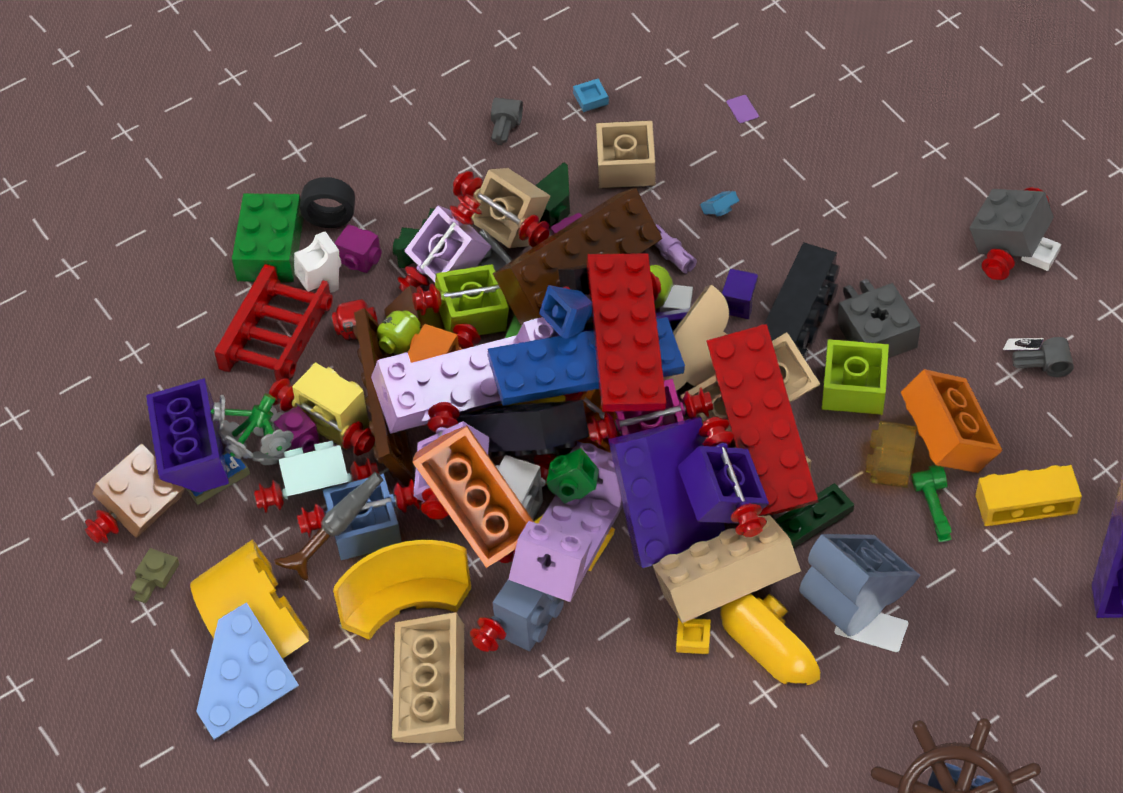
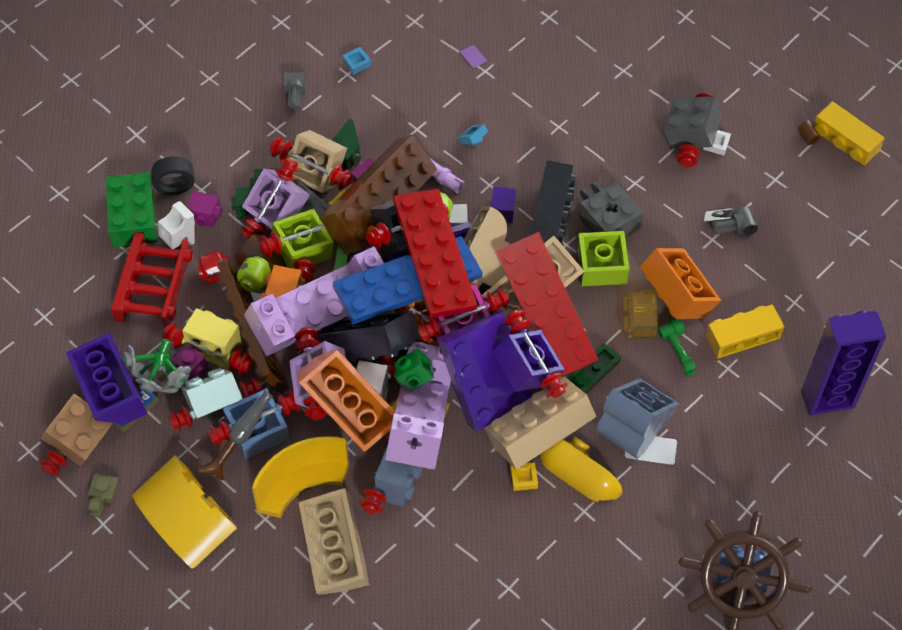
camera: 15 degrees left, 5 degrees up
(241, 673) = (190, 562): light blue plate -> none
(566, 310) = (385, 242): blue slope -> none
(625, 154) = (395, 105): tan brick -> none

